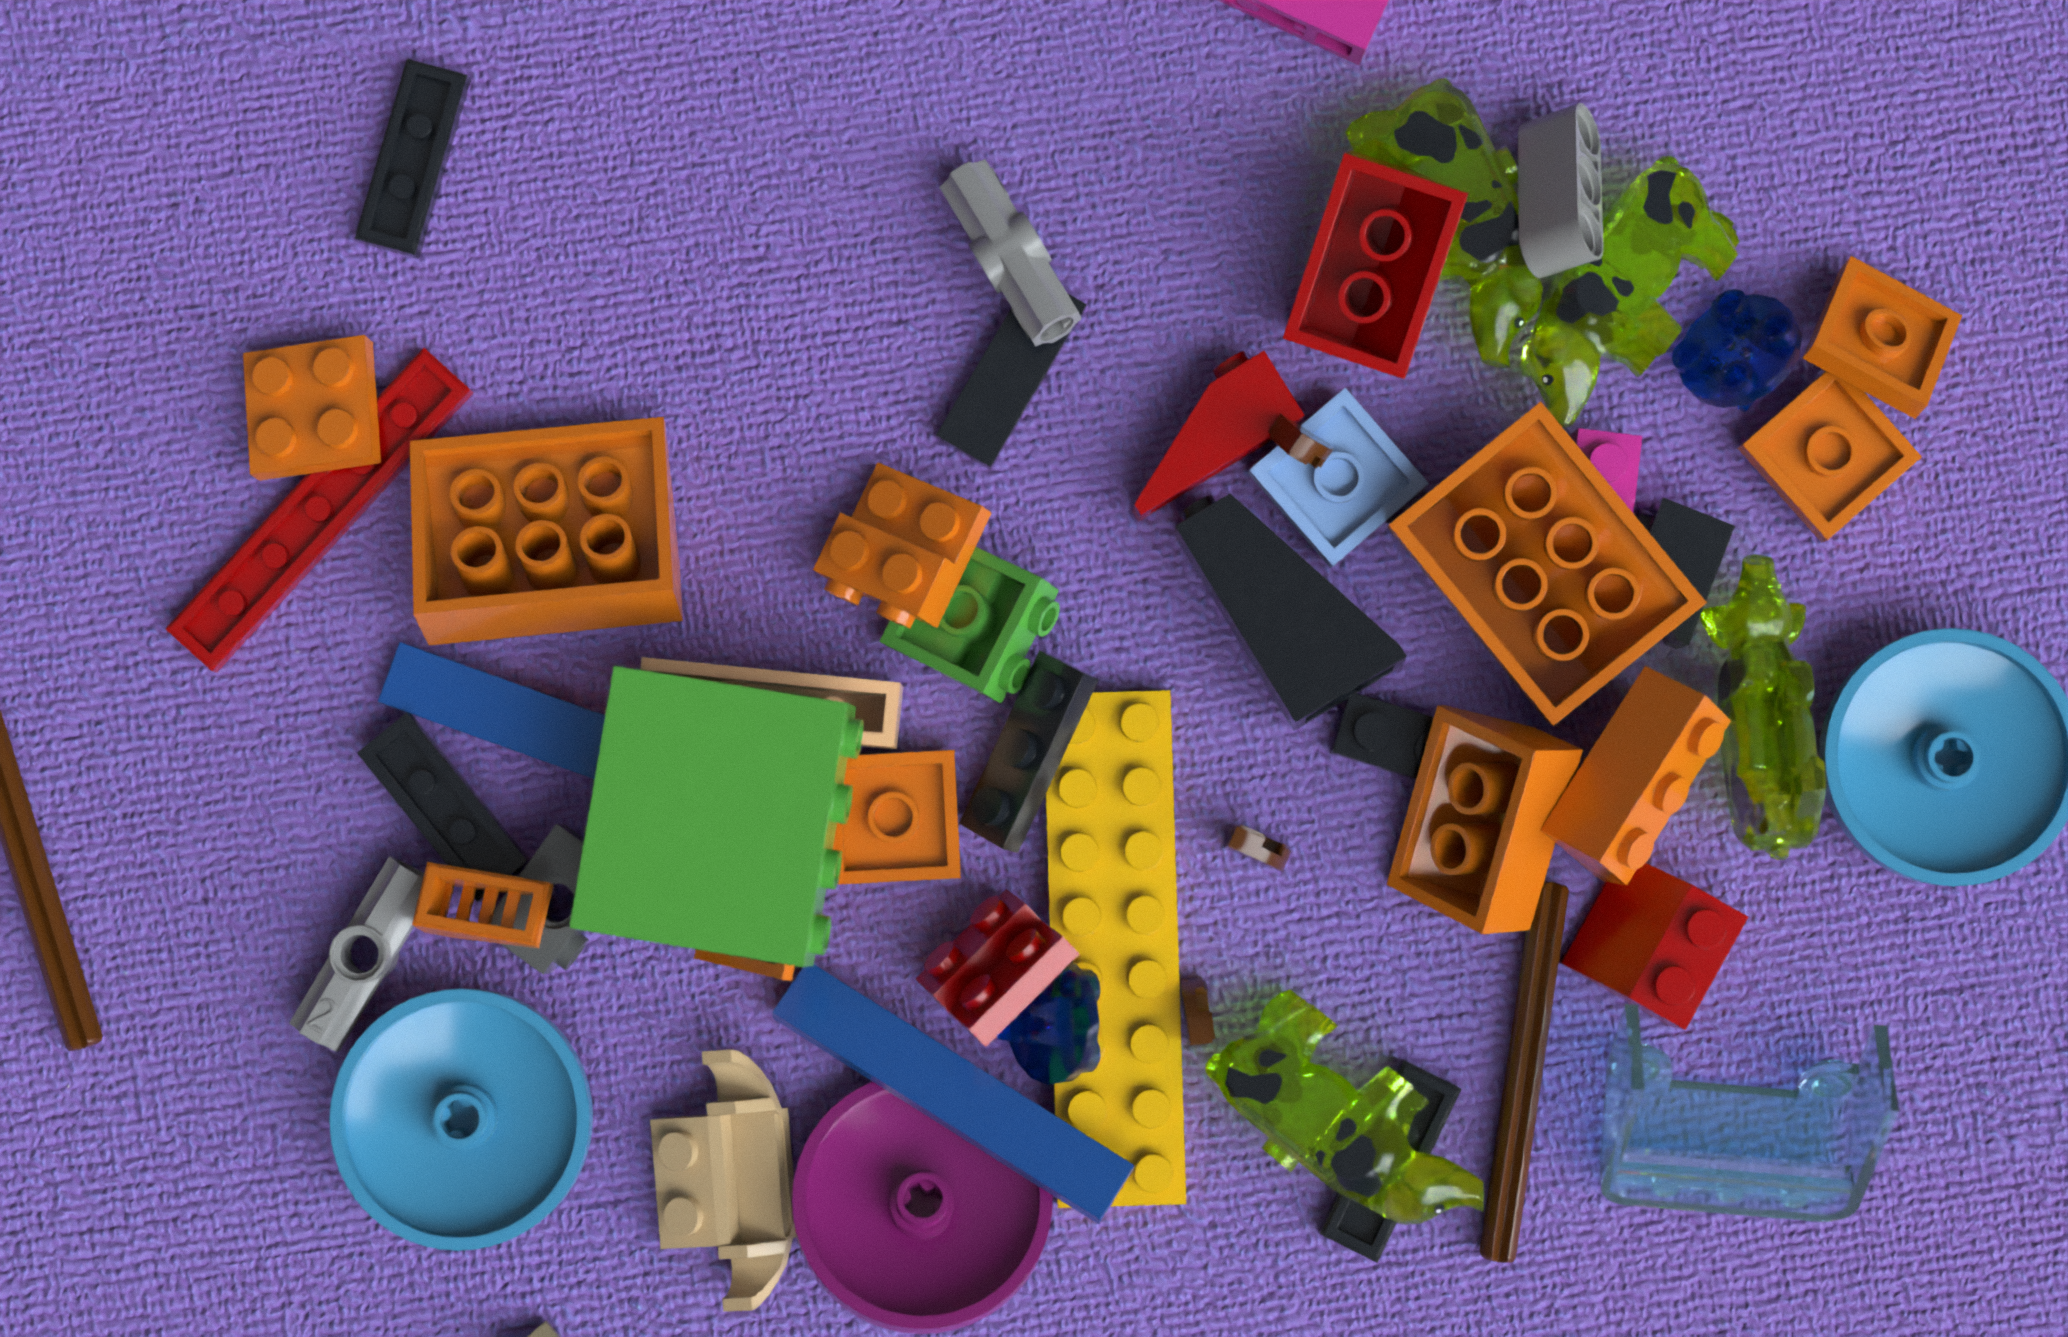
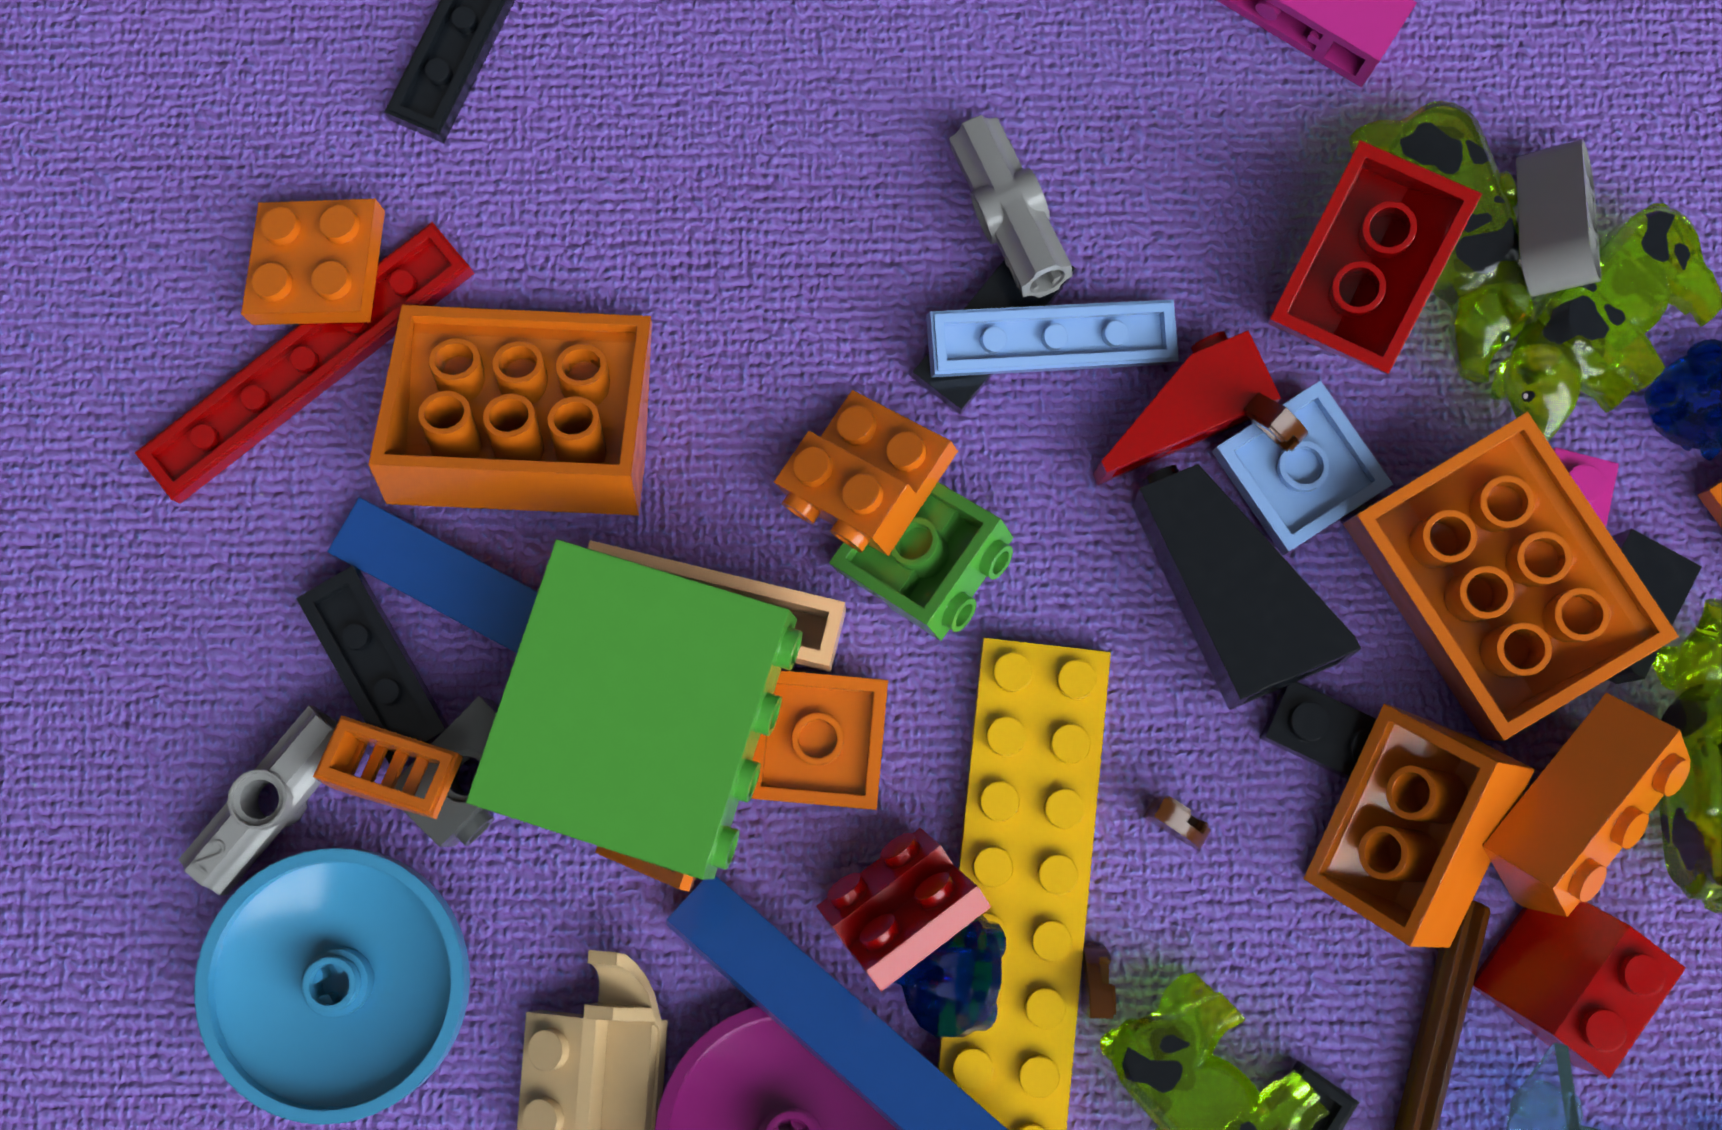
camera: 10 degrees right, 5 degrees down
(1028, 751) = (962, 692): black plate -> none
(1071, 381) = (1051, 338): none -> light blue tile

